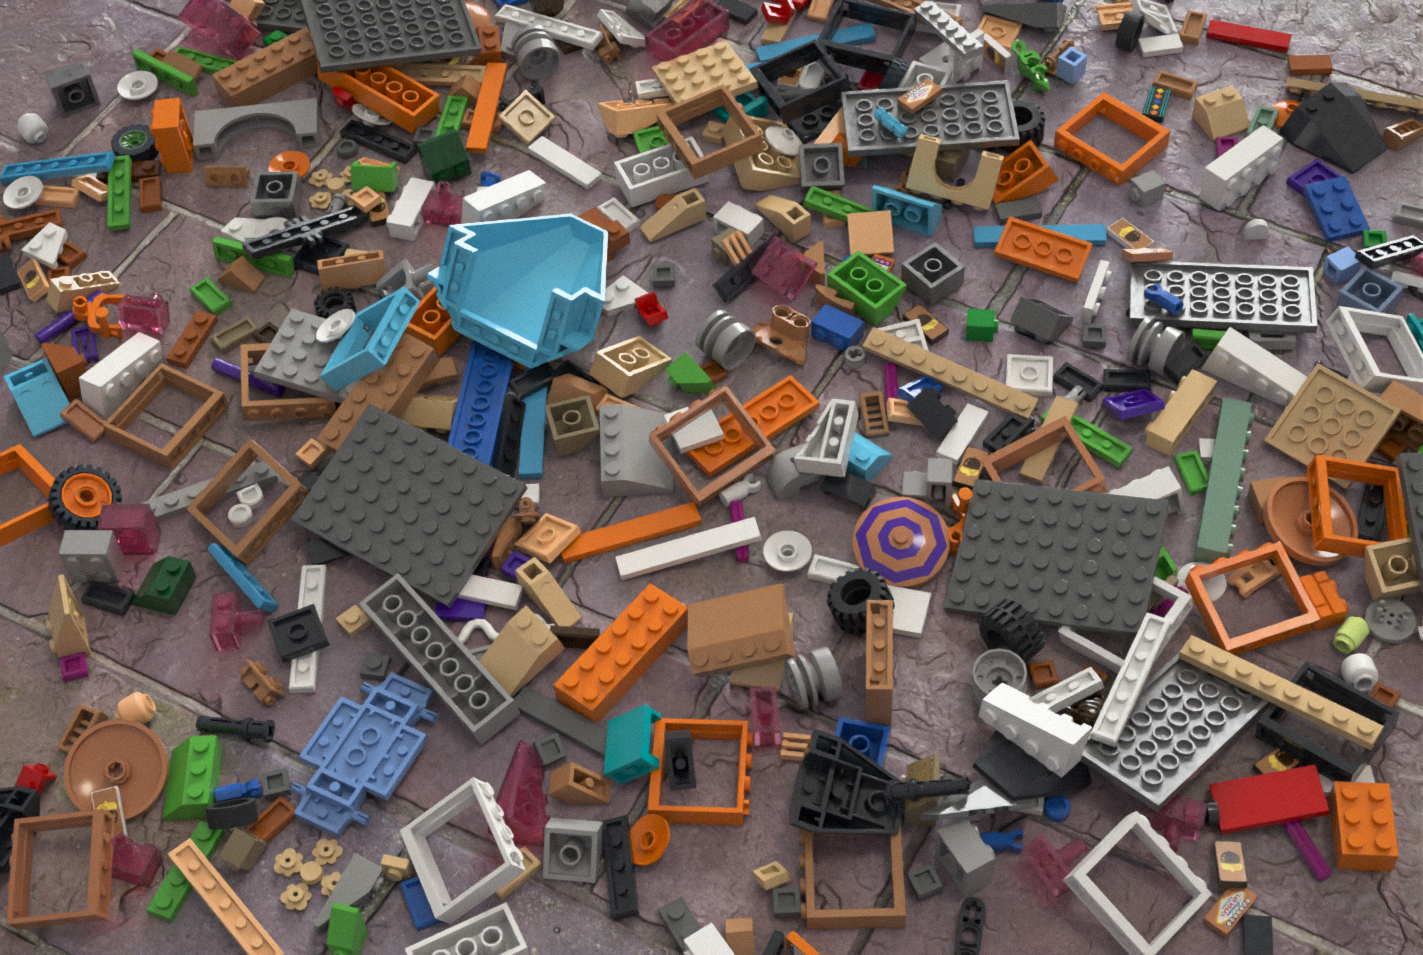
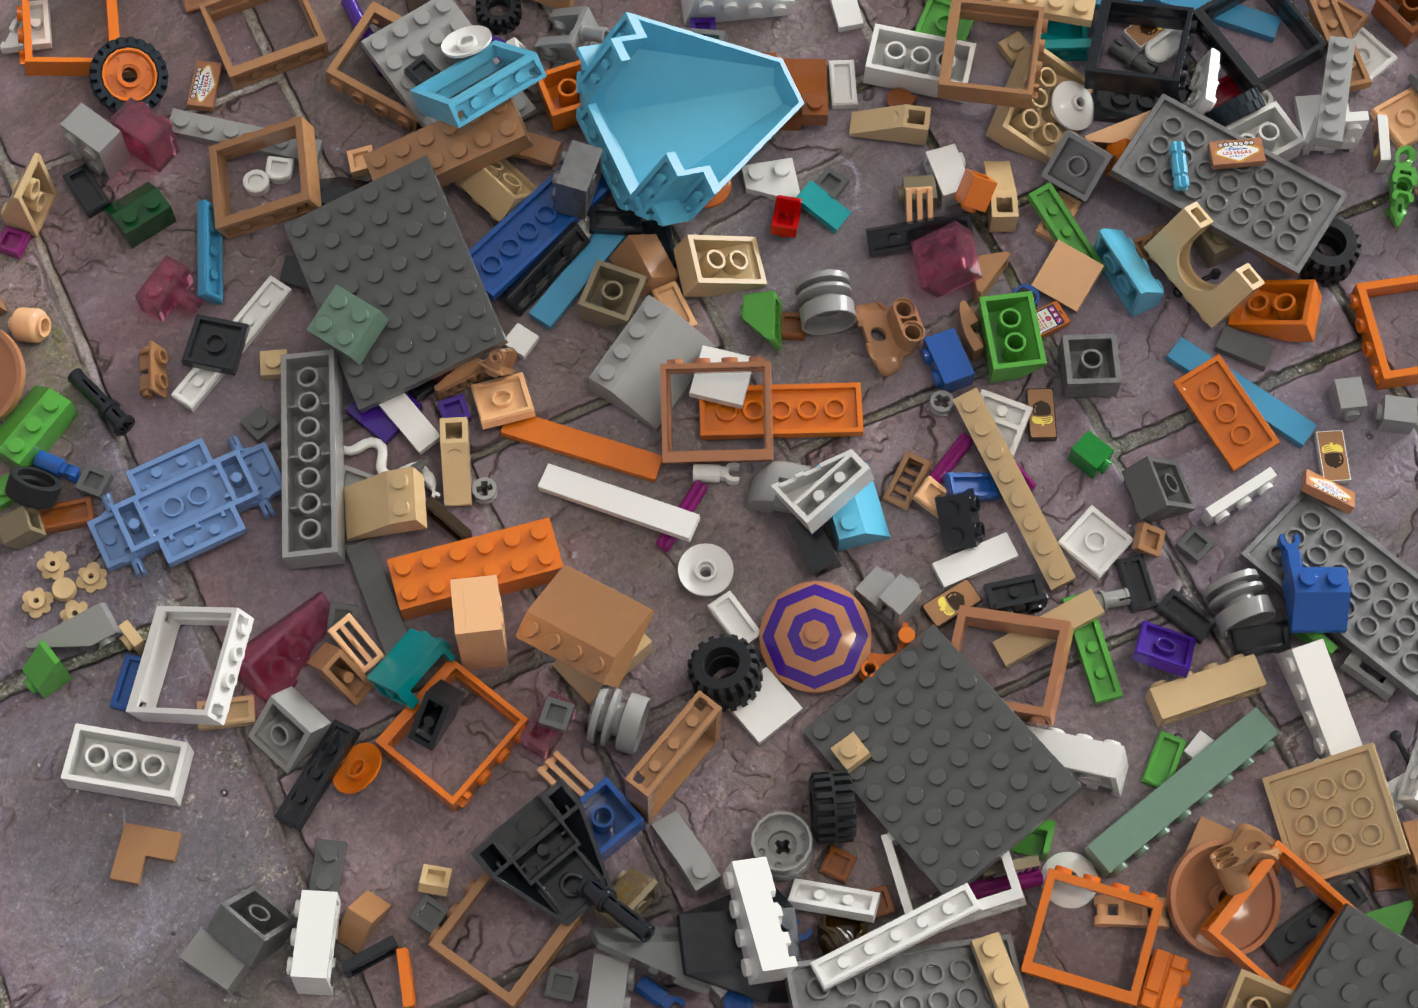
camera: 30 degrees right, 15 degrees up
(148, 478) = (205, 86): none -> tile
(315, 363) = (421, 70): none -> black tile
(398, 546) = (348, 324): none -> sand green brick
(489, 362) = (577, 179): none -> flat silver brick
(559, 758) = (340, 625): none -> light nougat tile
(584, 596) = (477, 487): none -> light grey bush
(663, 672) = (479, 622): none -> light nougat piece
(671, 290) = (823, 207): none -> teal tile
(768, 217) = (975, 191): none -> orange brick
(770, 698) = (556, 715): none -> dark grey plate
(859, 75) = (1204, 83): none -> white wing
(937, 736) = (687, 854): none -> light grey slope
(992, 591) = (851, 752): none -> tan plate
(1062, 350) = (1148, 540): none -> medium nougat plate
(1109, 198) = (1347, 398): none -> light grey brick
(1203, 309) = (1317, 599): none -> blue slope
(1301, 482) = (1236, 859): none -> medium nougat piece

